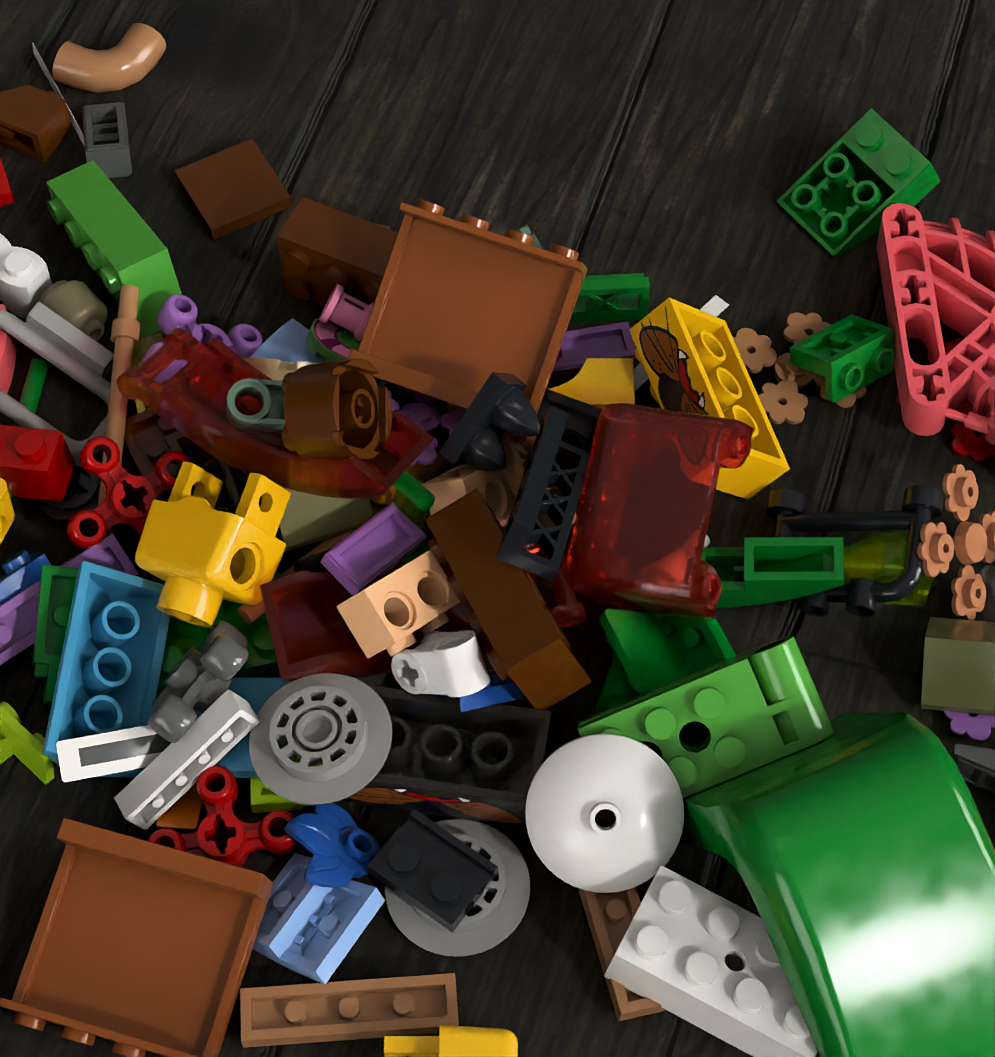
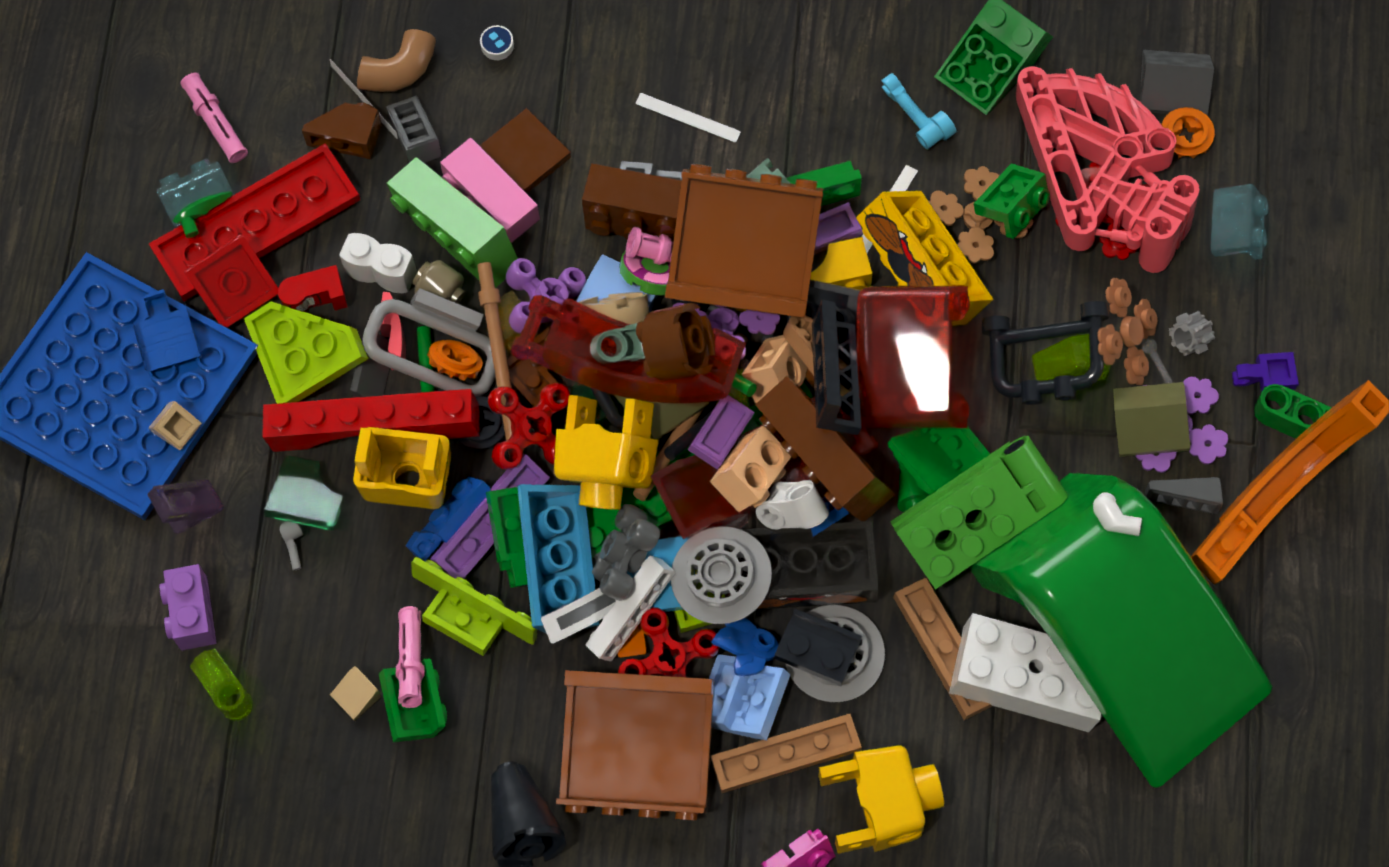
camera: 10 degrees left, 10 degrees up
(62, 403) = (455, 359): none -> orange gear
(177, 218) = (490, 188): none -> bright pink brick
(240, 63) = (496, 42): none -> tile
(452, 190) = (688, 117): none -> white sticker
(496, 406) = (789, 309): black tile -> none
(599, 775) = (910, 567): white dish -> none
(756, 257) = (932, 128): none -> medium azure brick
(776, 569) = (1002, 378): green slope -> none
(886, 758) = (1112, 517): none -> white arm

